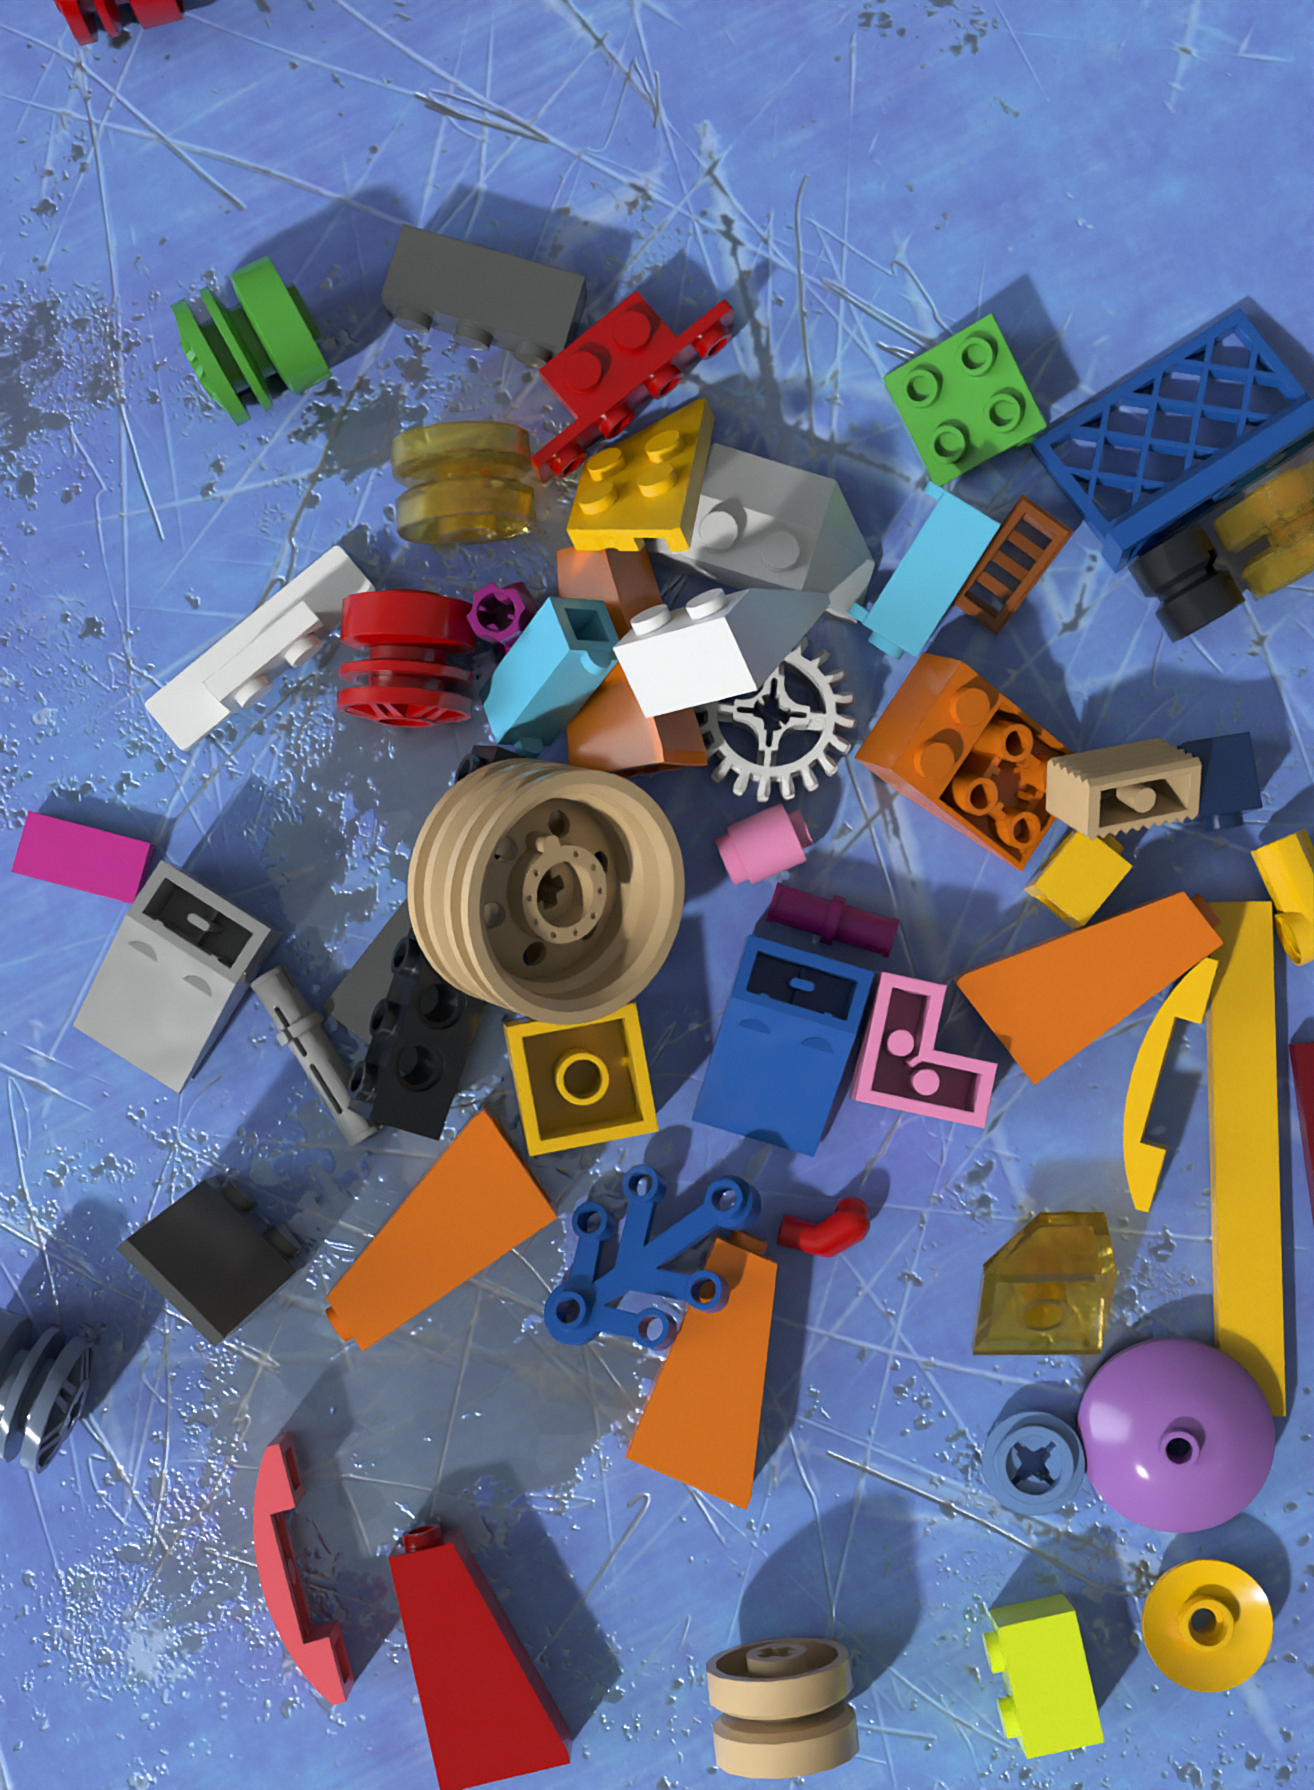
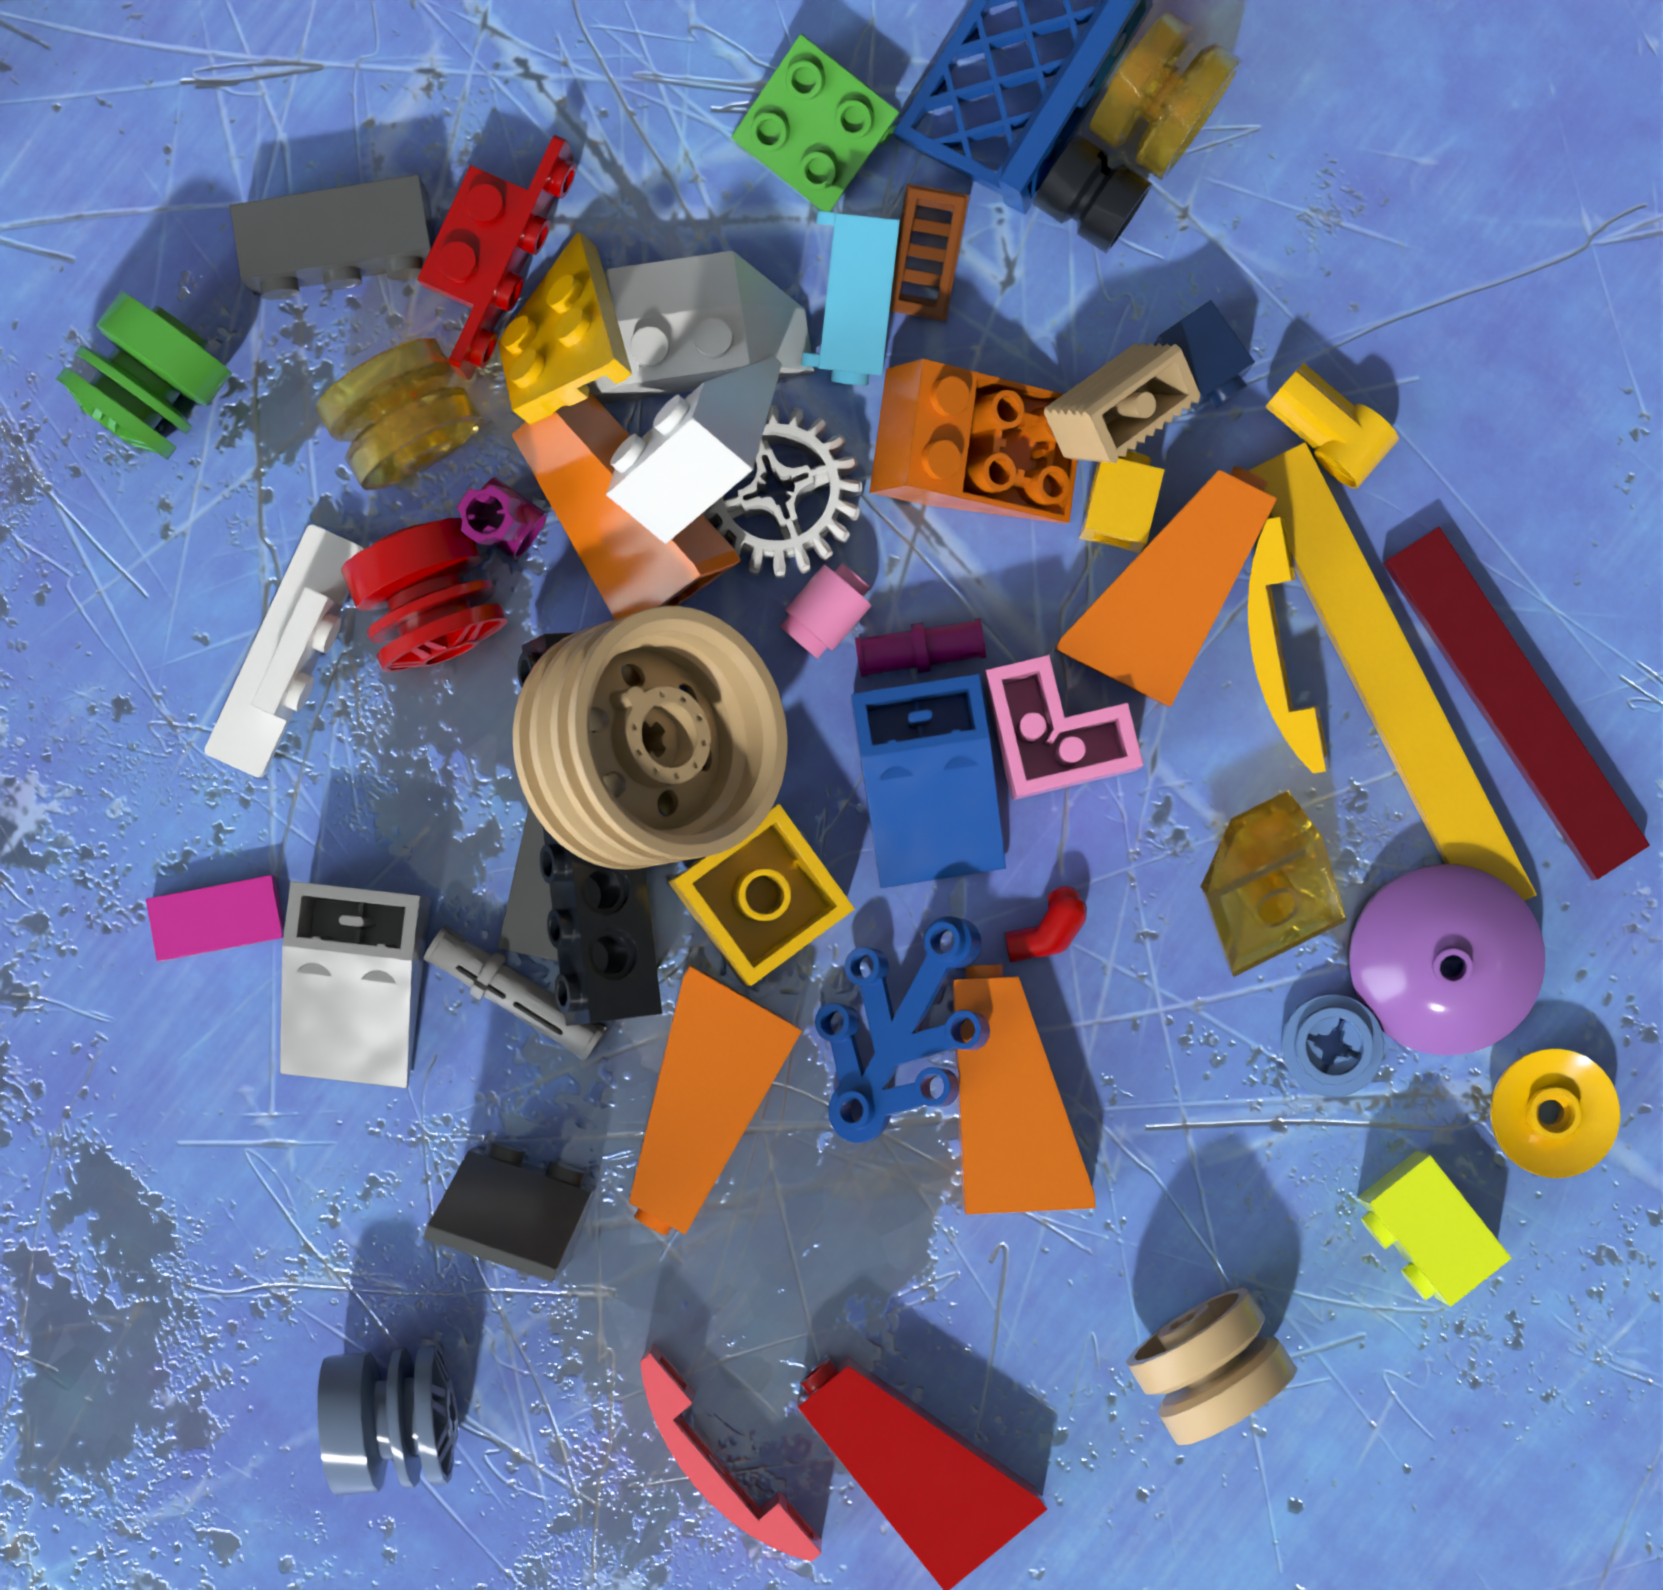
camera: 25 degrees left, 0 degrees up
(549, 673) = (559, 547): medium azure brick -> none

